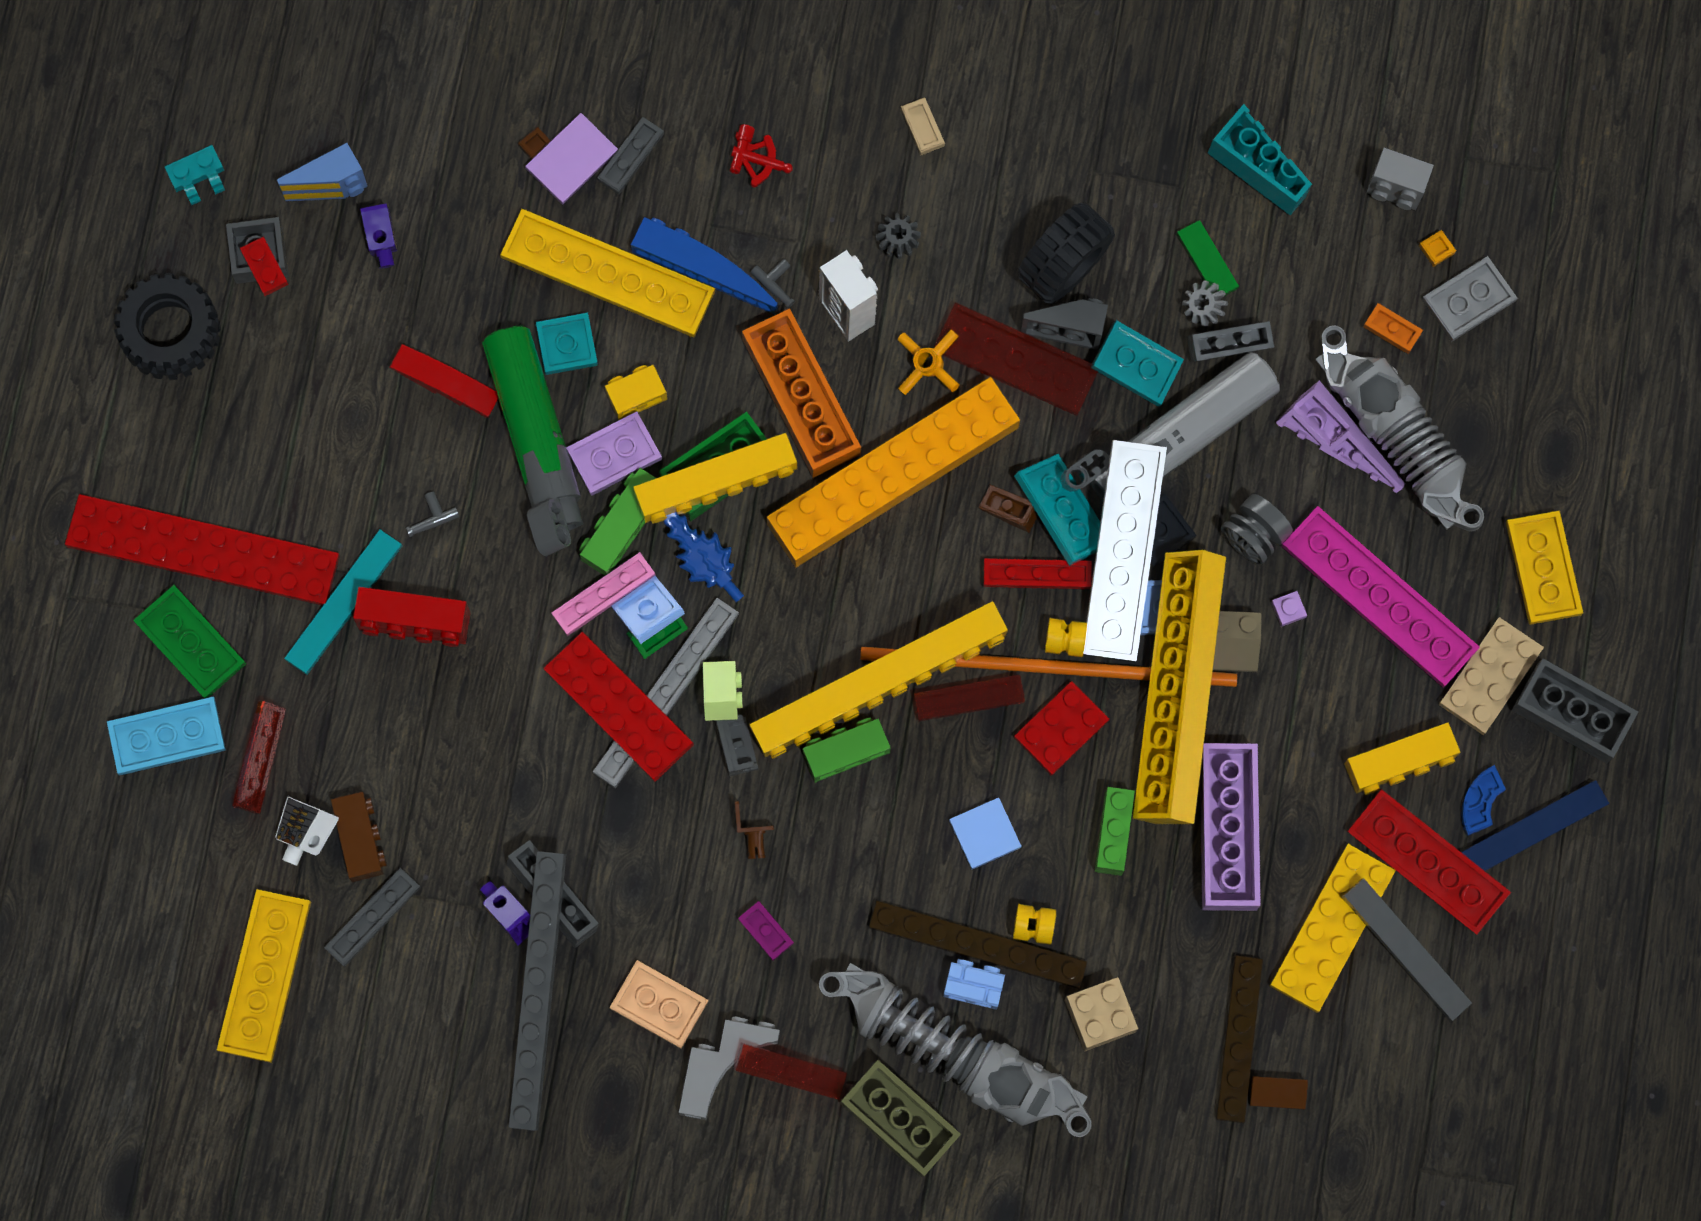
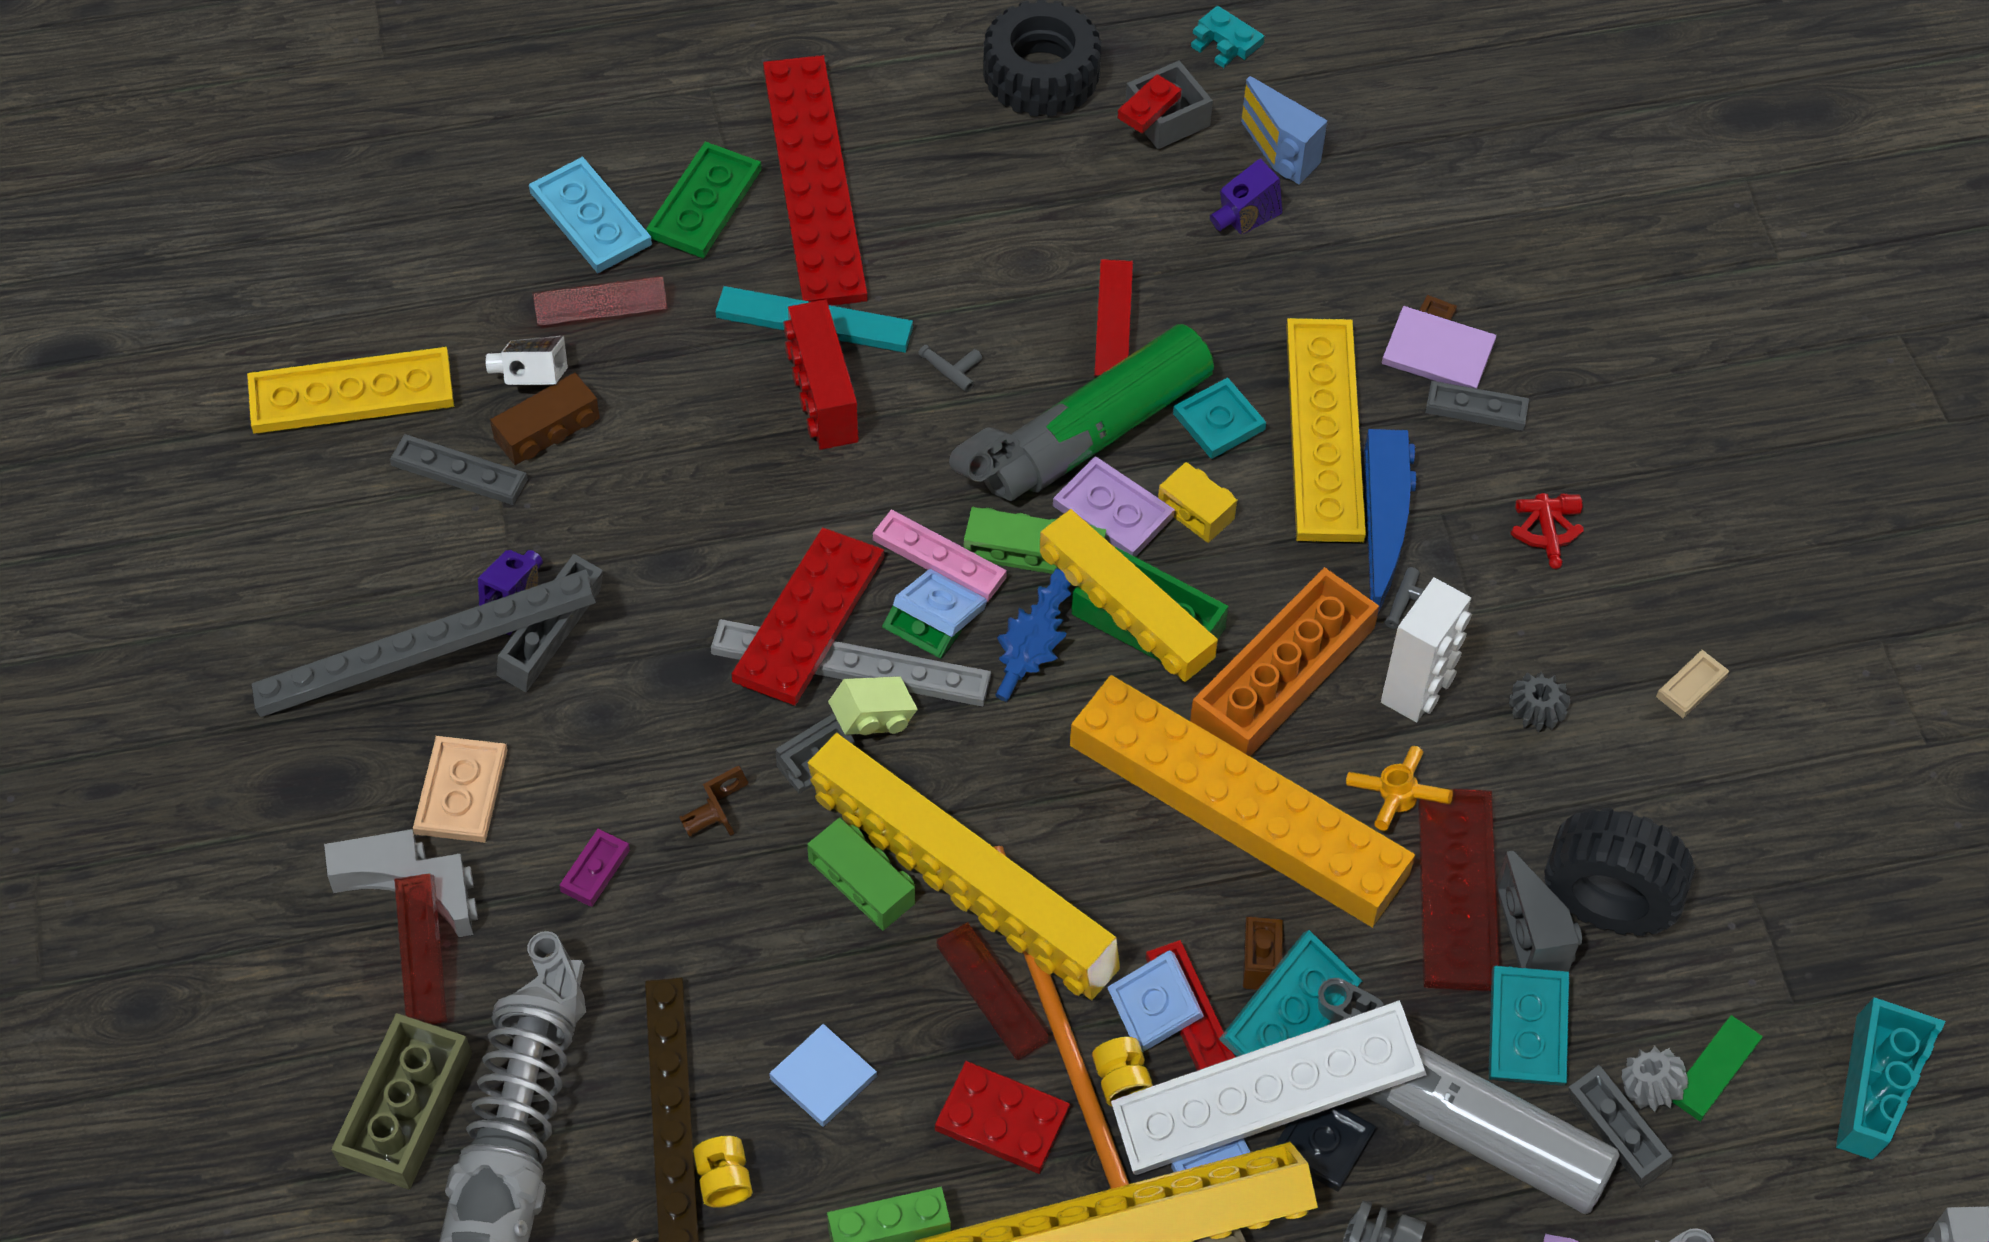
camera: 70 degrees right, 20 degrees down
(974, 984) = (614, 1129): light blue brick -> none
(1023, 594) = (1155, 1001): none -> light blue tile

